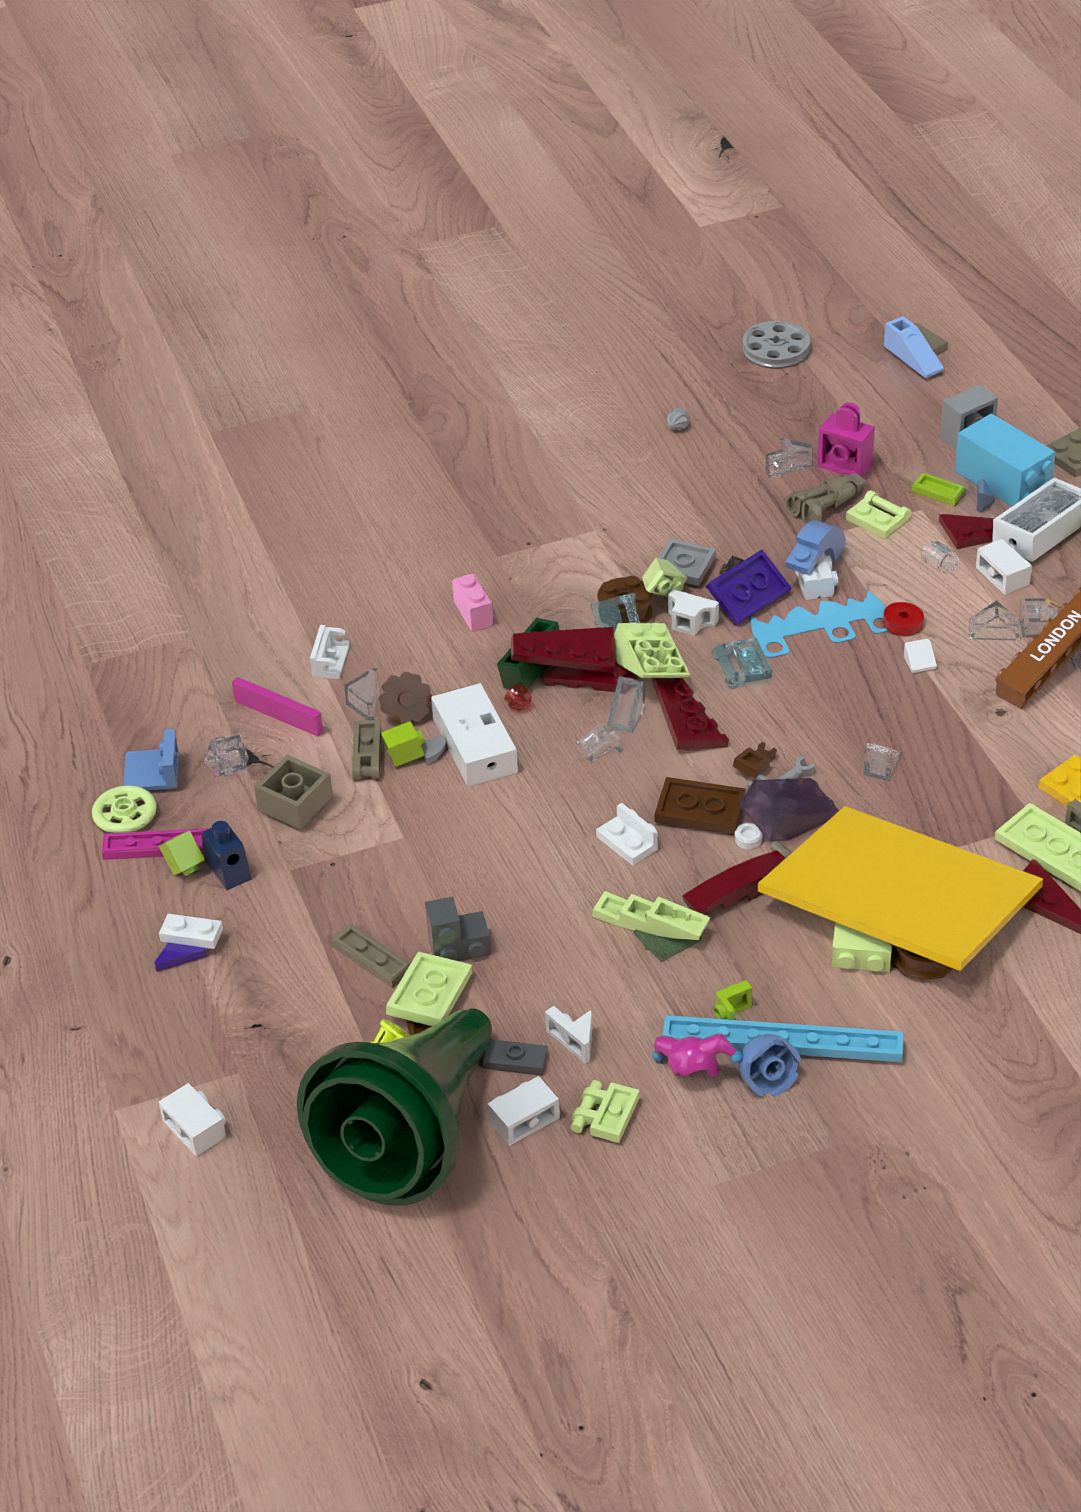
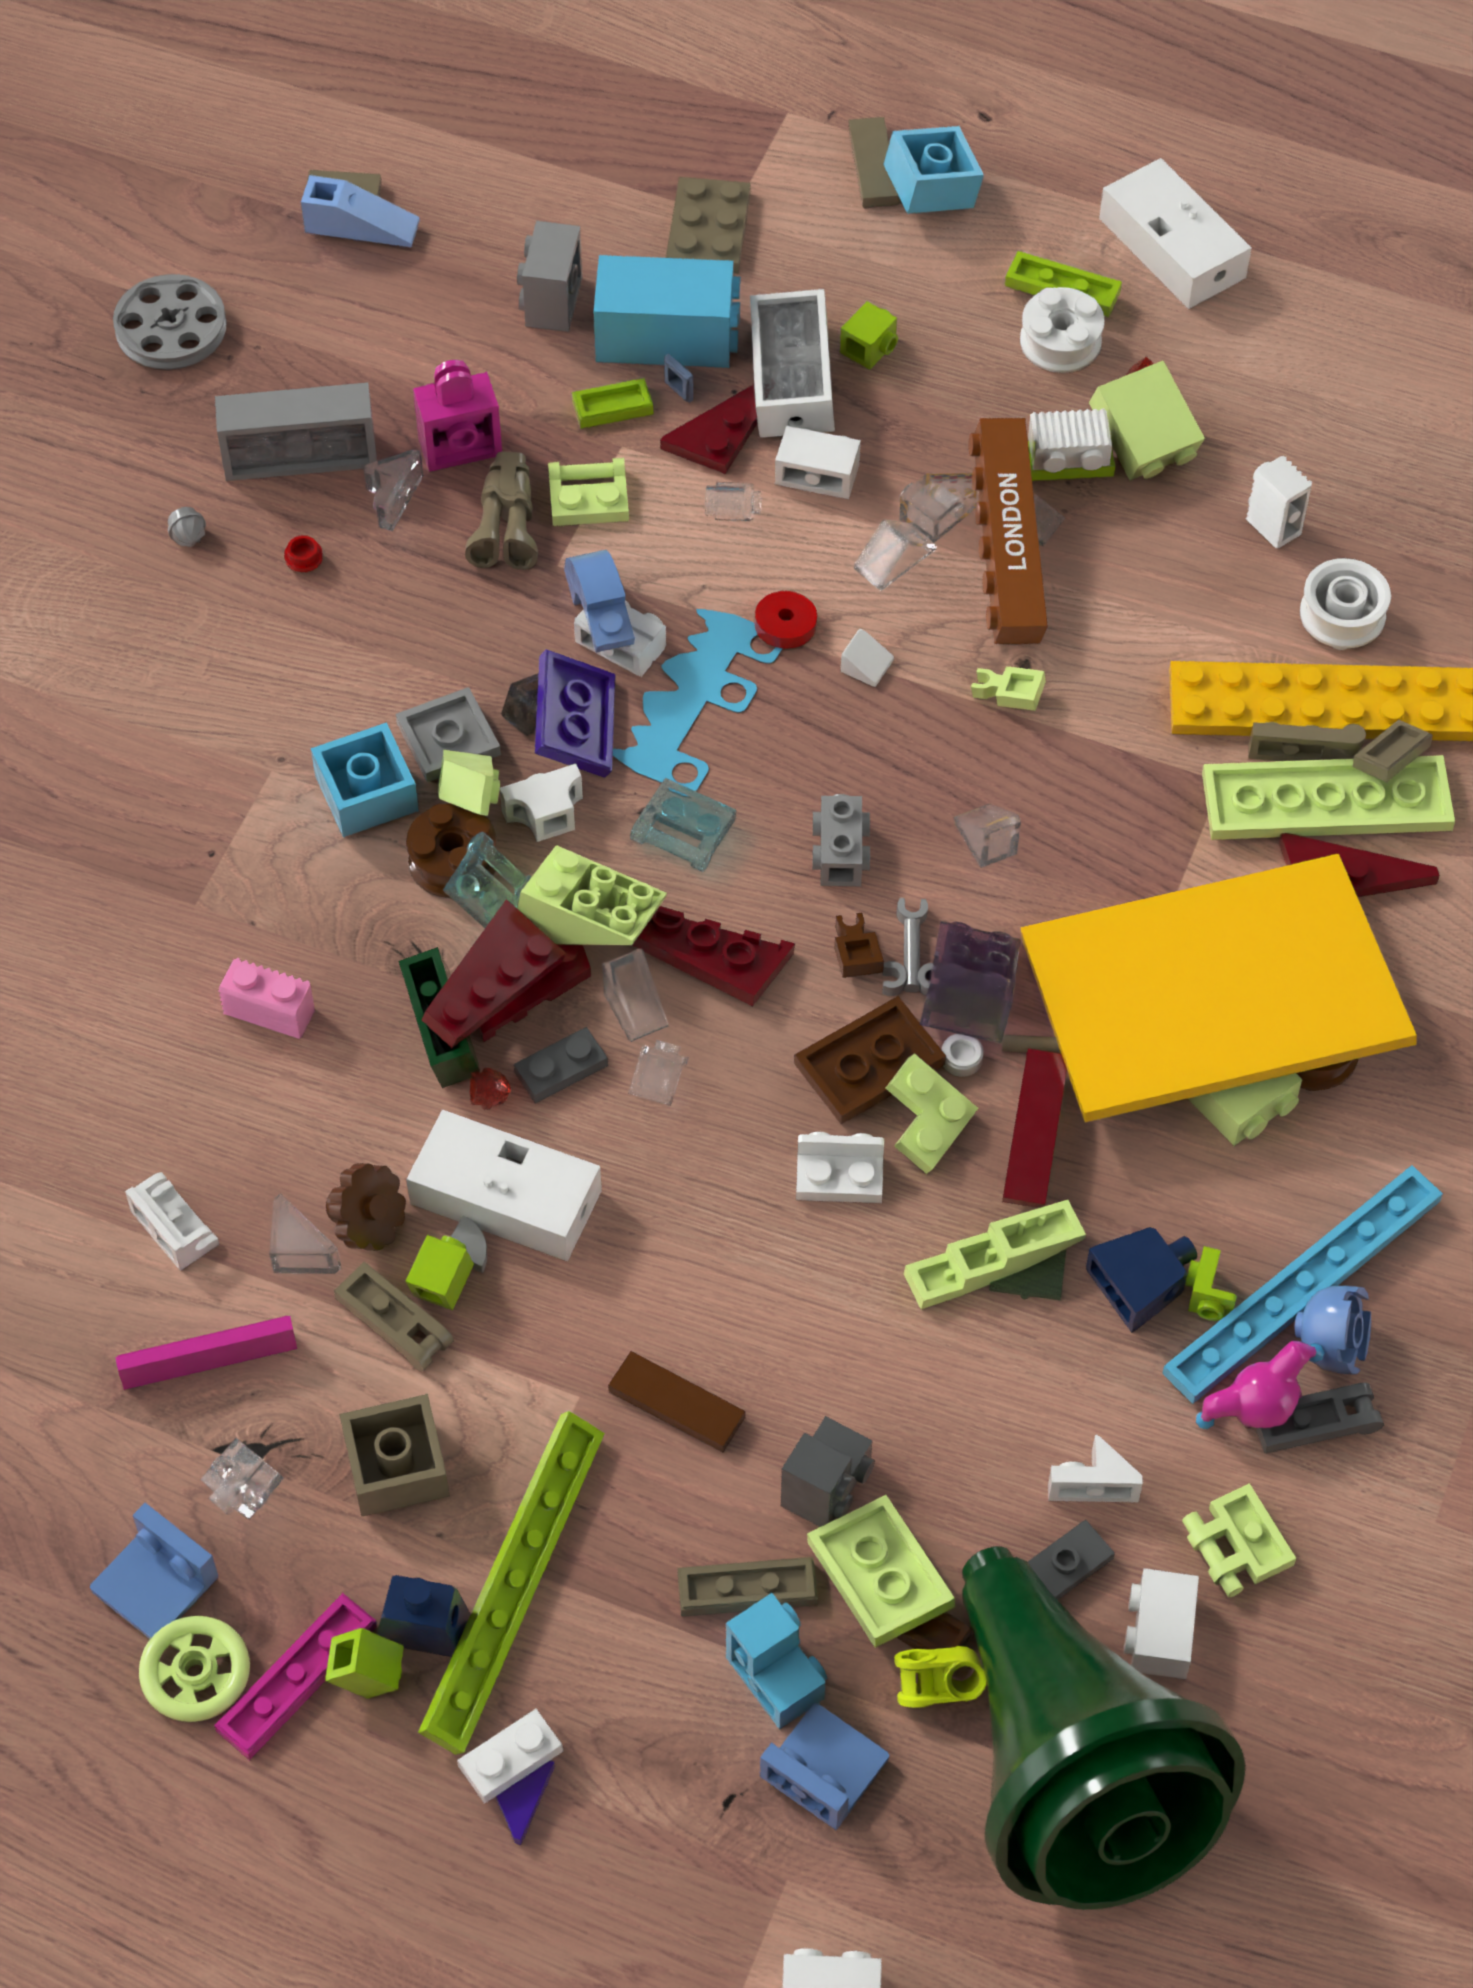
camera: 50 degrees left, 15 degrees up
(279, 873) = (511, 1584): none -> lime plate
(303, 1040) = (823, 1765): none -> medium blue bracket
(337, 980) = (769, 1661): none -> medium azure brick
(437, 867) = (676, 1401): none -> reddish brown tile
(563, 713) = (560, 1065): none -> dark grey plate
(620, 550) = (364, 779): none -> medium azure brick
(702, 847) = (939, 1111): none -> yellowish green plate
(705, 972) = (1140, 1273): none -> dark blue torso
(713, 1096) = (1324, 1417): none -> dark grey plate
(715, 459) = (303, 554): none -> red plate
(767, 407) = (295, 431): none -> light grey brick
(805, 714) = (841, 831): none -> light grey brick
(976, 714) = (1014, 689): none -> yellowish green plate

